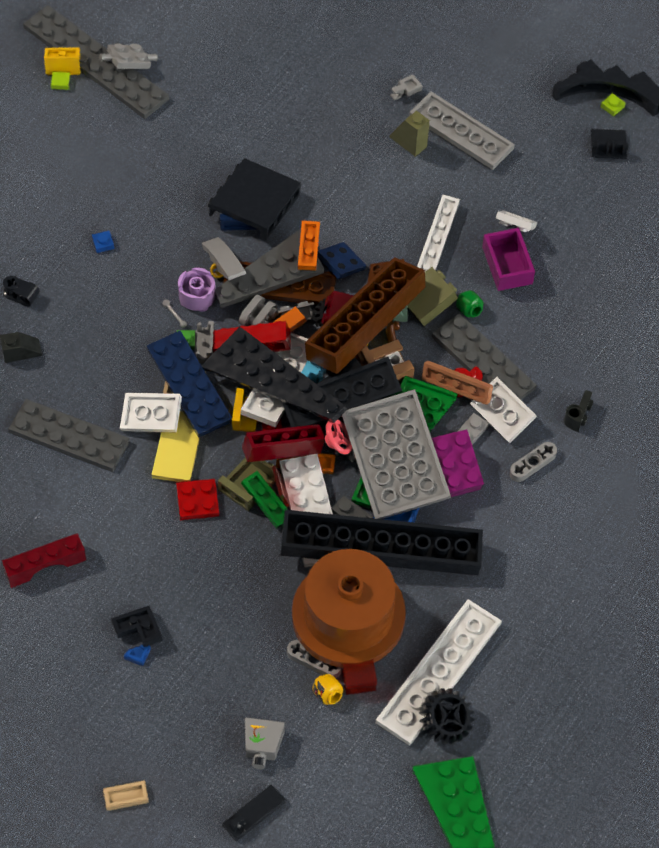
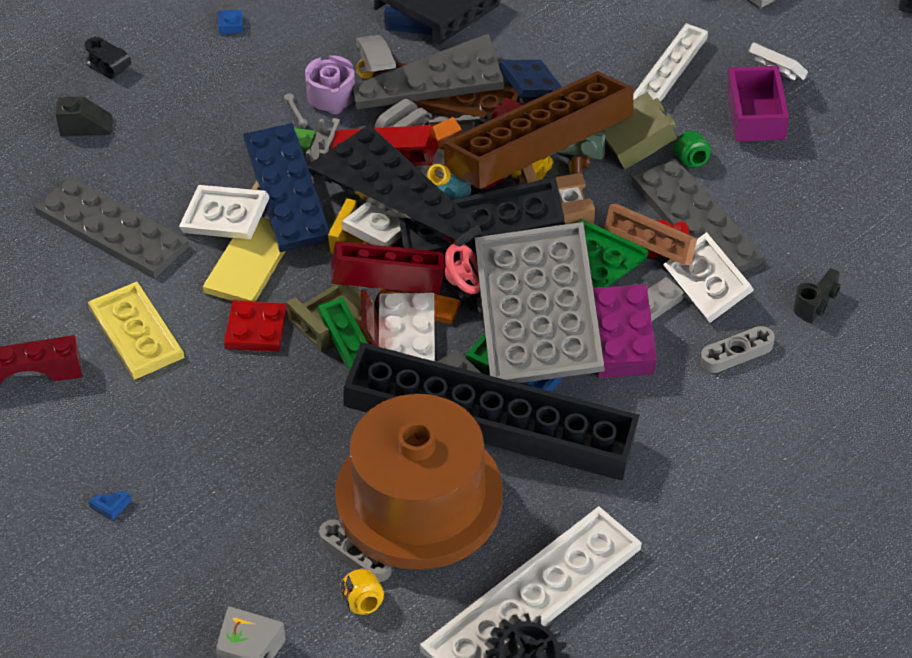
camera: 15 degrees right, 10 degrees down
(113, 517) = (135, 330): none -> light yellow tile
(138, 621) = (124, 460): black plate -> none
(303, 368) = (436, 179): none -> yellow hinge
(308, 245) = (489, 49): orange plate -> none
(359, 677) = (412, 583): clear red piece -> none

